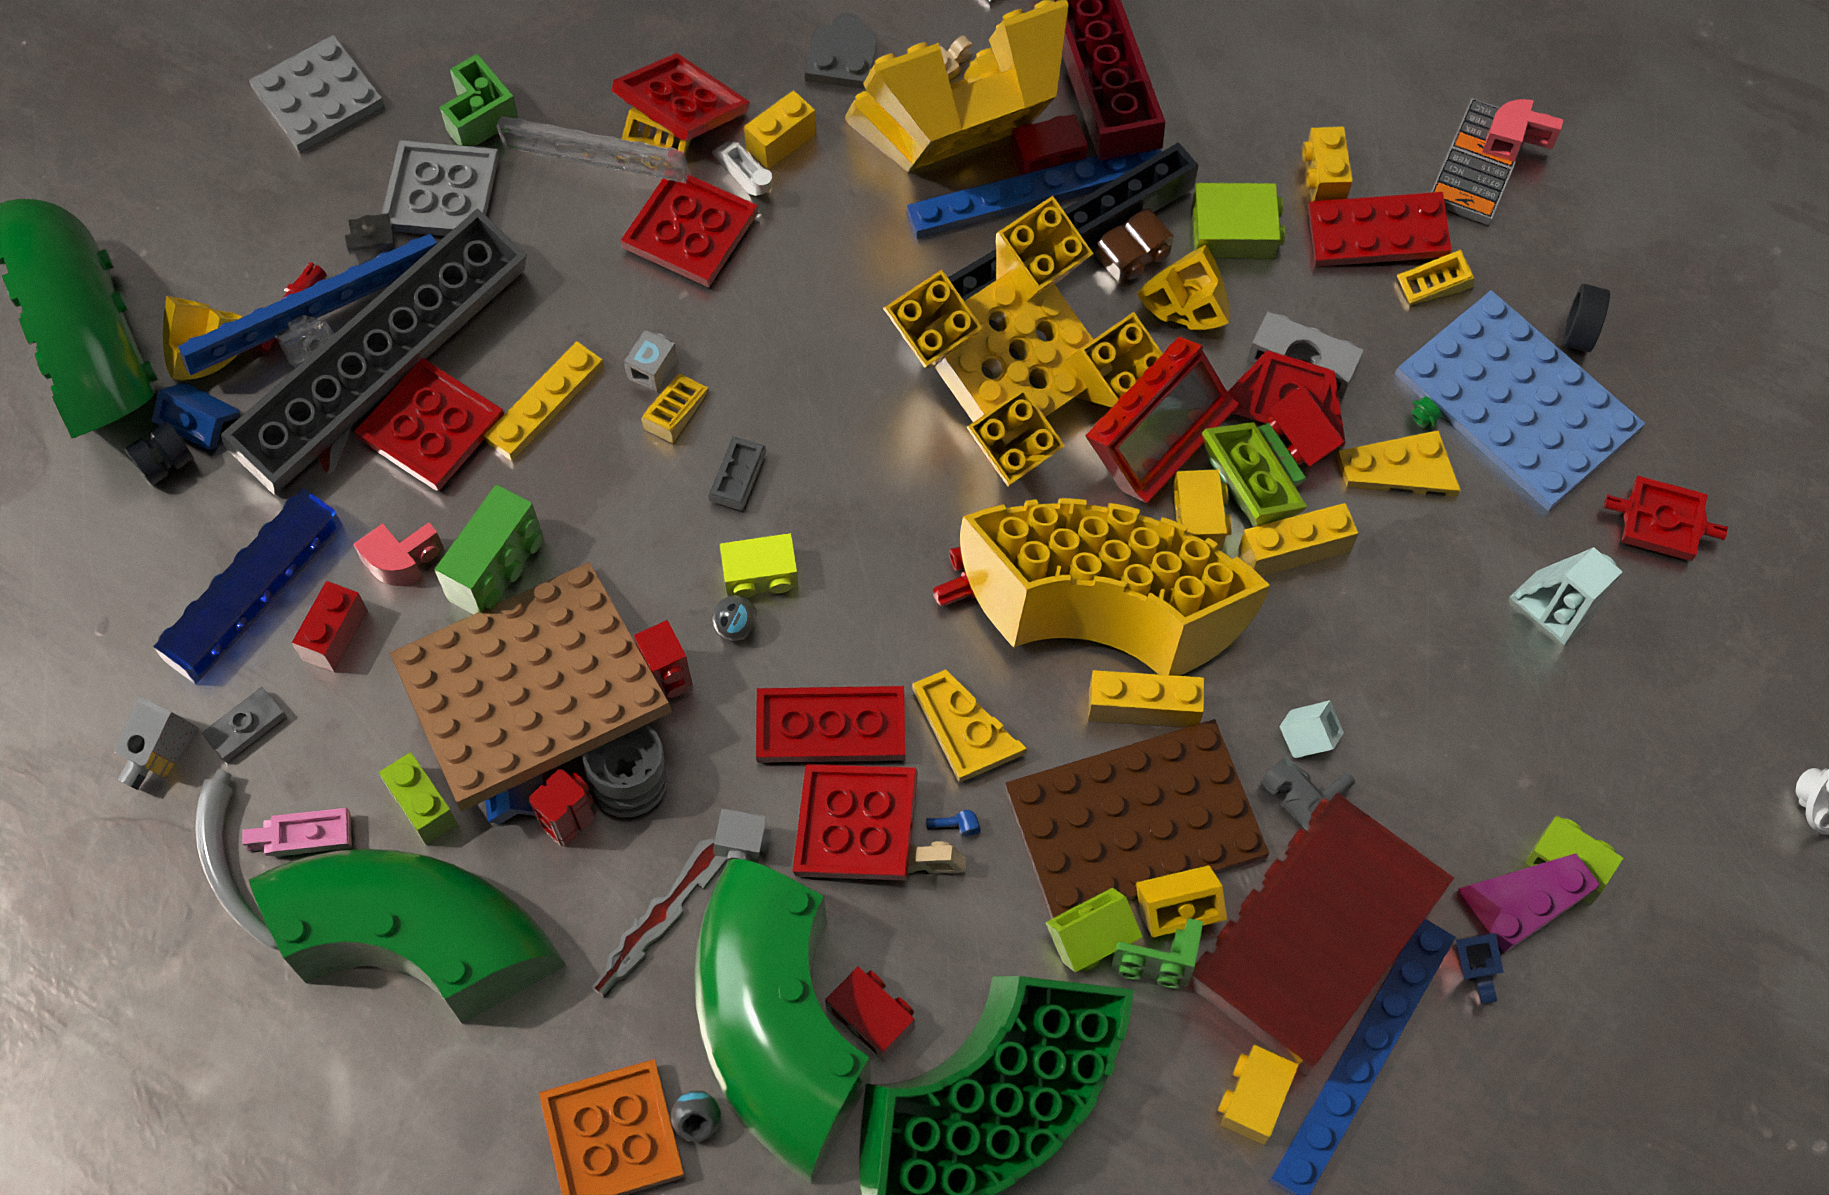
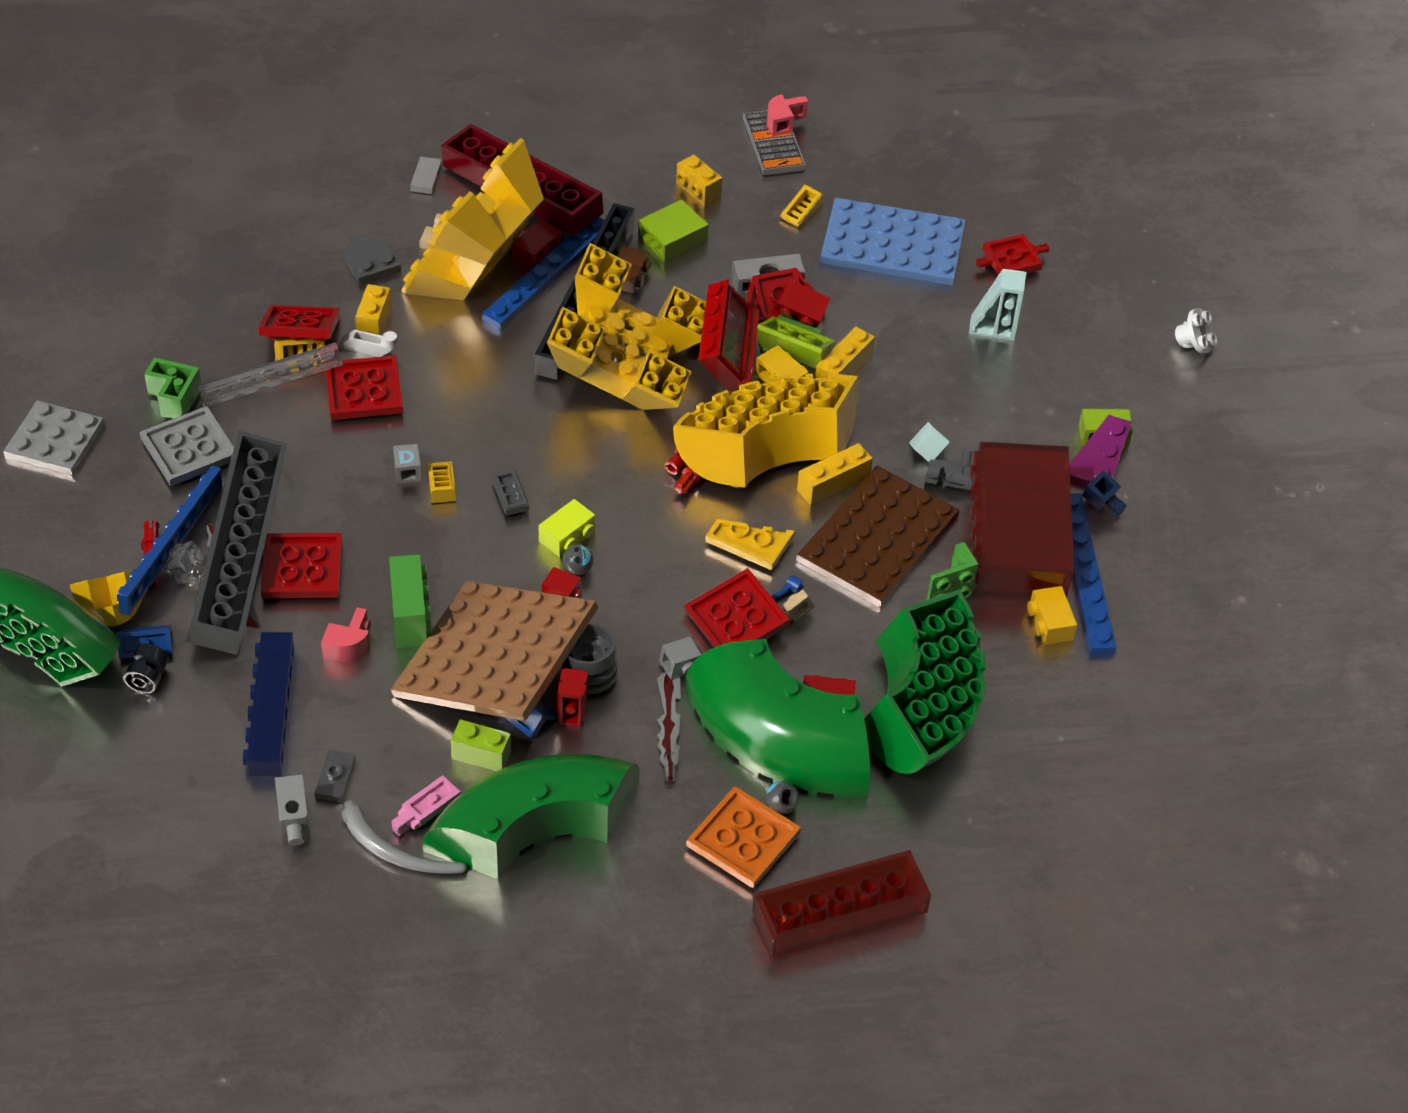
camera: 40 degrees left, 15 degrees down
(330, 626) = (343, 694): red brick -> none
(371, 237) = (174, 488): clear smoke brick -> none
(543, 401) = (358, 519): yellow plate -> none
(830, 724) = (678, 581): red plate -> none
(1093, 930) = (906, 587): lime brick -> none
(1174, 898) = (936, 551): yellow brick -> none
(1189, 292) = (682, 273): yellow brick -> none
(1379, 229) = (751, 198): red plate -> none
(1400, 463) = (862, 300): yellow wing -> none
(1425, 412) = (853, 270): green plate -> none
(1586, 317) = (896, 183): black tyre -> none

